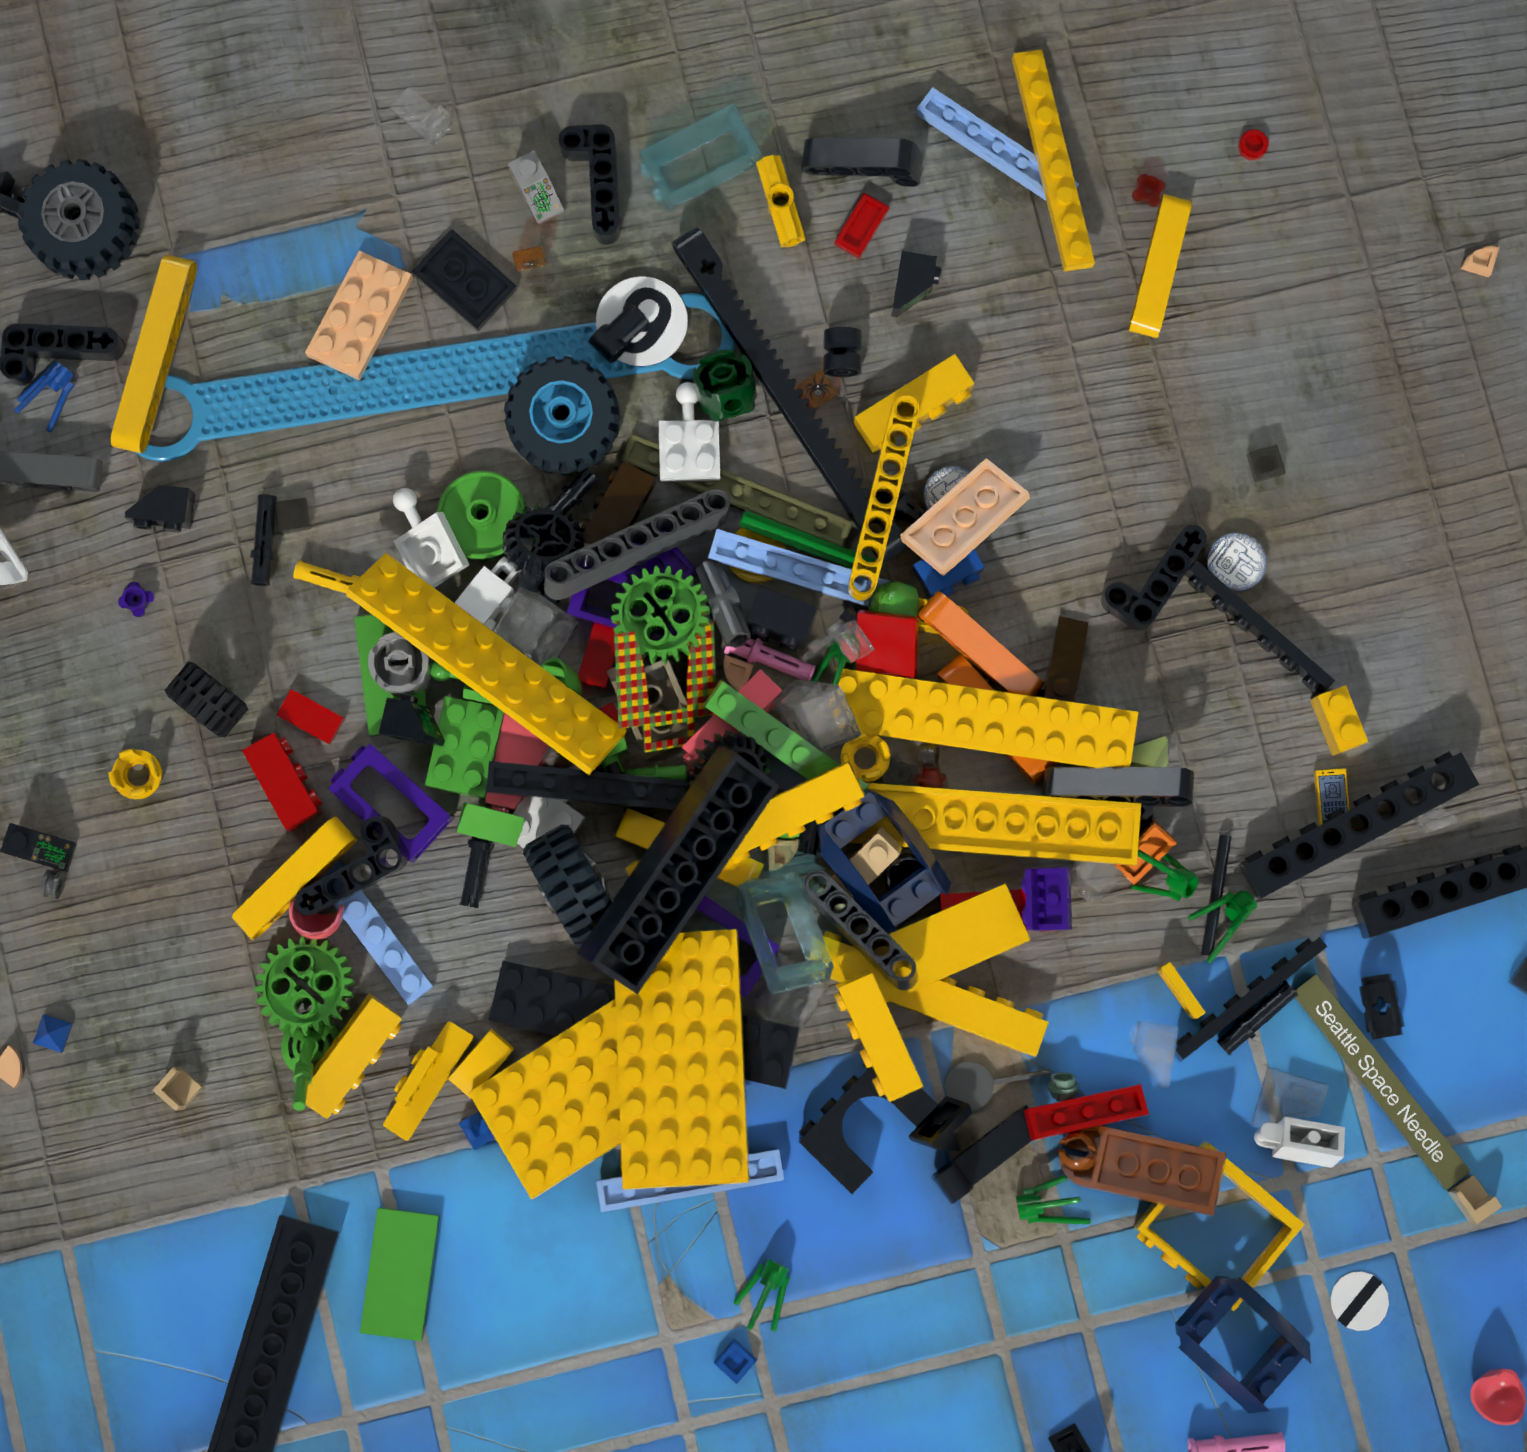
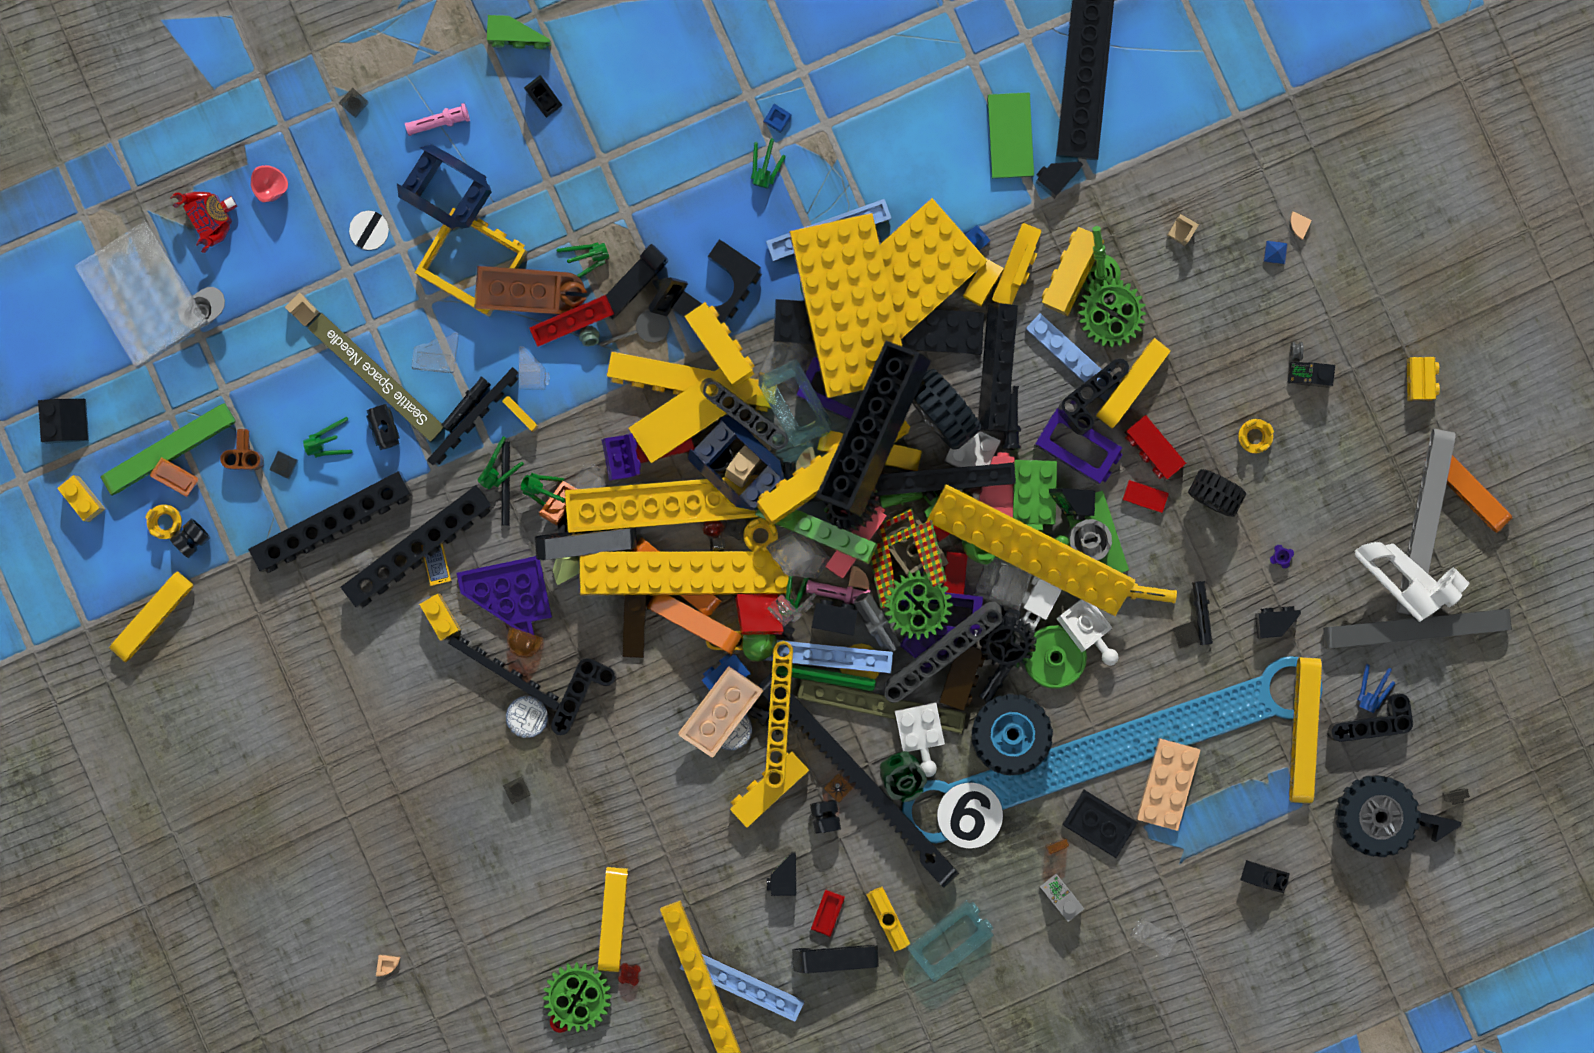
camera: 165 degrees right, 5 degrees up
(252, 167) = (1265, 876): none -> black slope
(317, 925) = (1110, 353): coral helmet -> none
(344, 1199) = (1057, 176): none -> black slope
(483, 936) = (997, 367): none -> black brick
(490, 824) = (1007, 442): bright green slope -> none
(599, 184) = (1018, 908): black beam -> none
(614, 338) = (986, 798): black piece -> none
(1204, 155) = (594, 1006): none -> bright green gear
(1226, 662) = (523, 643): none -> clear orange helmet
(1235, 740) = (509, 591): none -> dark purple wing
(1303, 1141) = (423, 327): white brick -> none
(1482, 997) = (314, 445): none -> green plant

